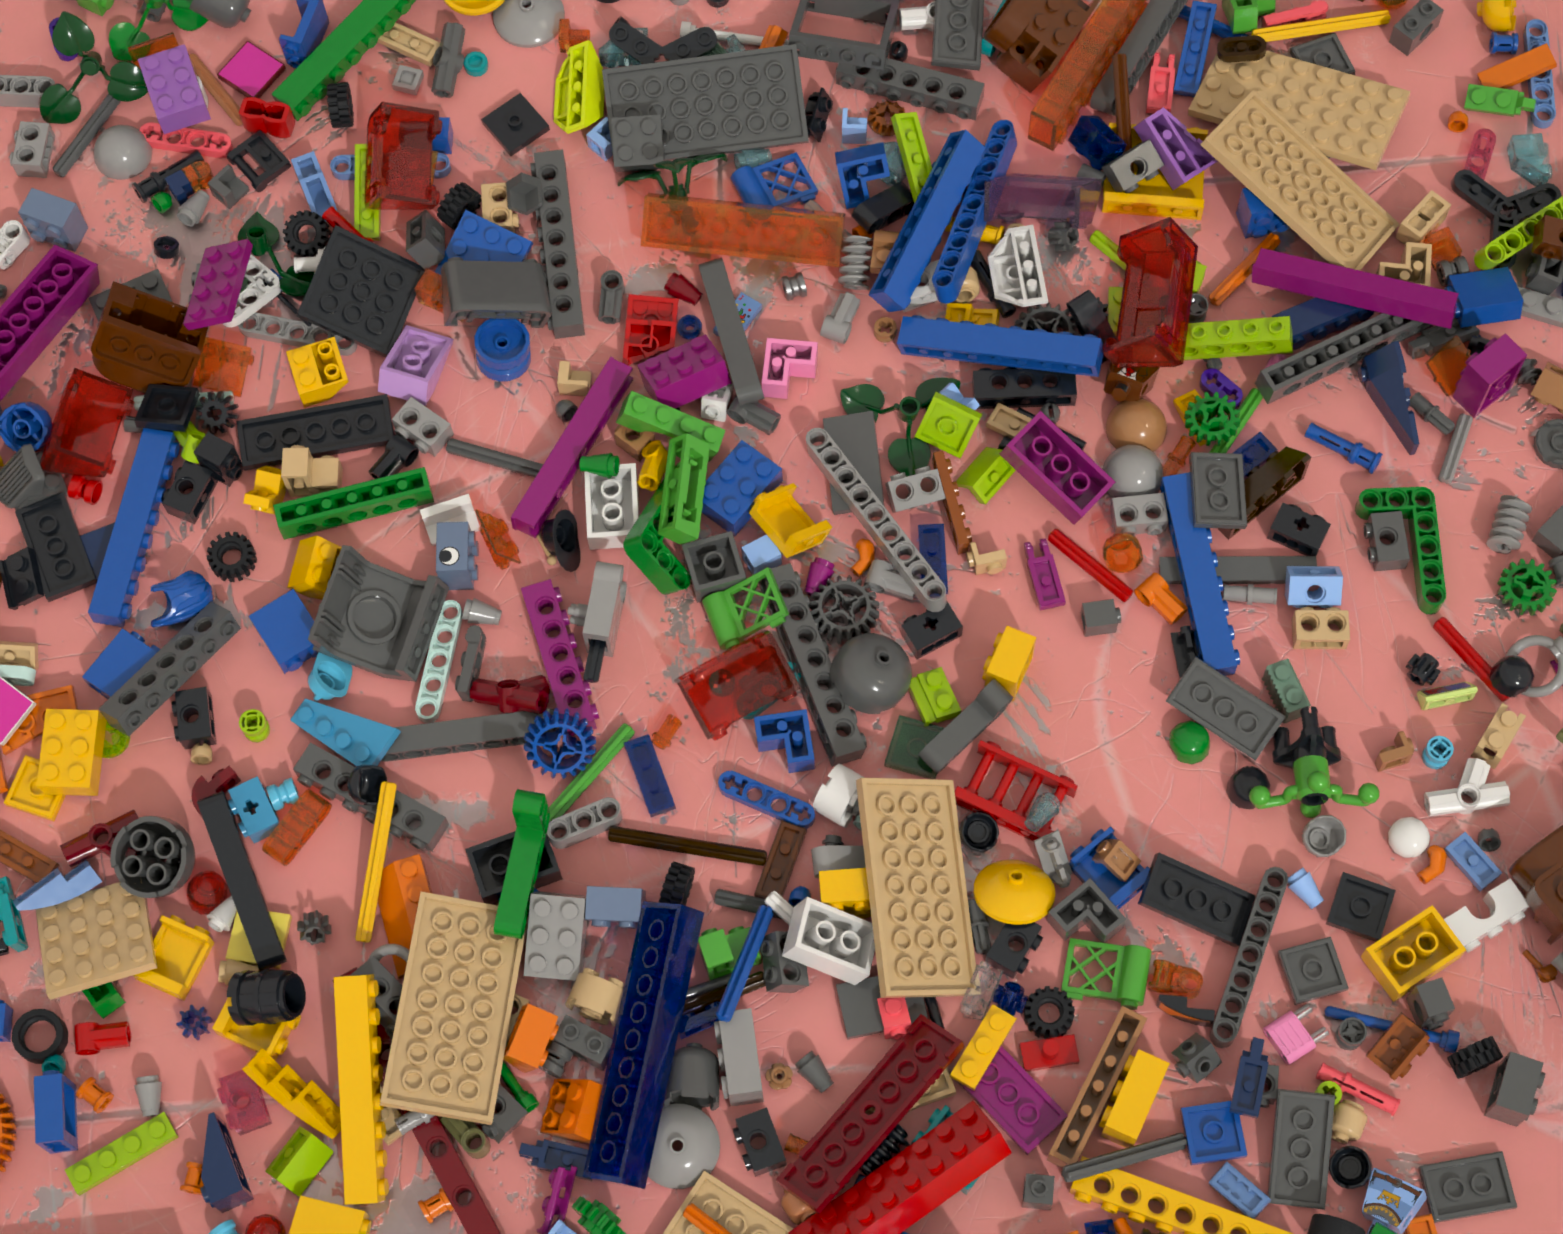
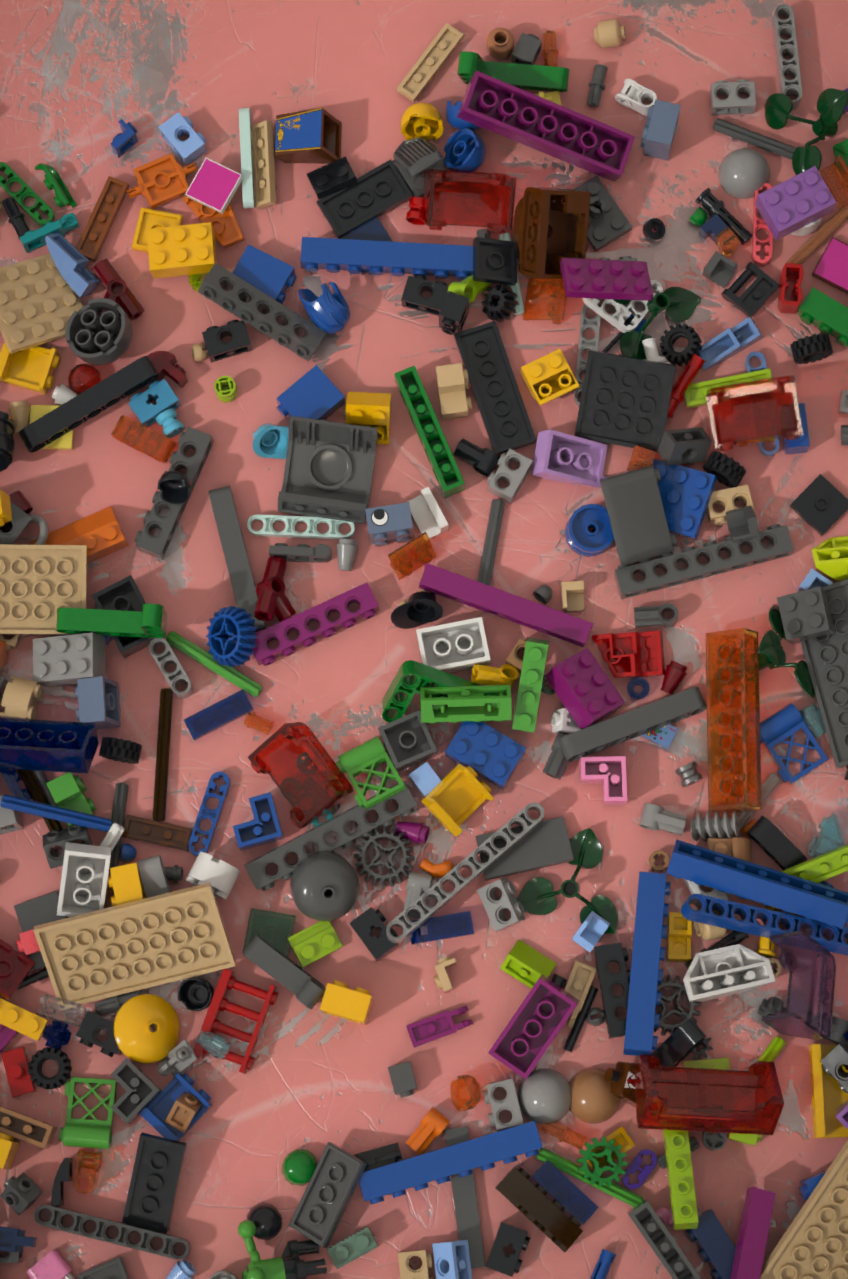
camera: 85 degrees right, 10 degrees up
(193, 209) = (694, 244): light grey cone -> none
(227, 543) = (366, 330): black tyre -> none
(267, 490) = (428, 357): yellow brick -> none
(314, 927) = (60, 468): dark grey gear -> none
(347, 734) = (221, 468): dark azure wing -> none
(375, 862) = (117, 506): yellow axle -> none
(600, 616) = (345, 652): light grey piece -> none
(602, 465) = (480, 630): green cone -> none
(857, 167) = (806, 816): blue brick -> none
(948, 425) = (564, 926): lime plate -> none
(955, 512) = (487, 942): dark orange plate -> none
(1090, 565) = (453, 1066): red axle -> none
(1217, 490) = (526, 1171): dark grey tile -> none
(1242, 271) = (764, 1181): orange axle -> none
(1250, 594) = (441, 1210): light grey pin -> none

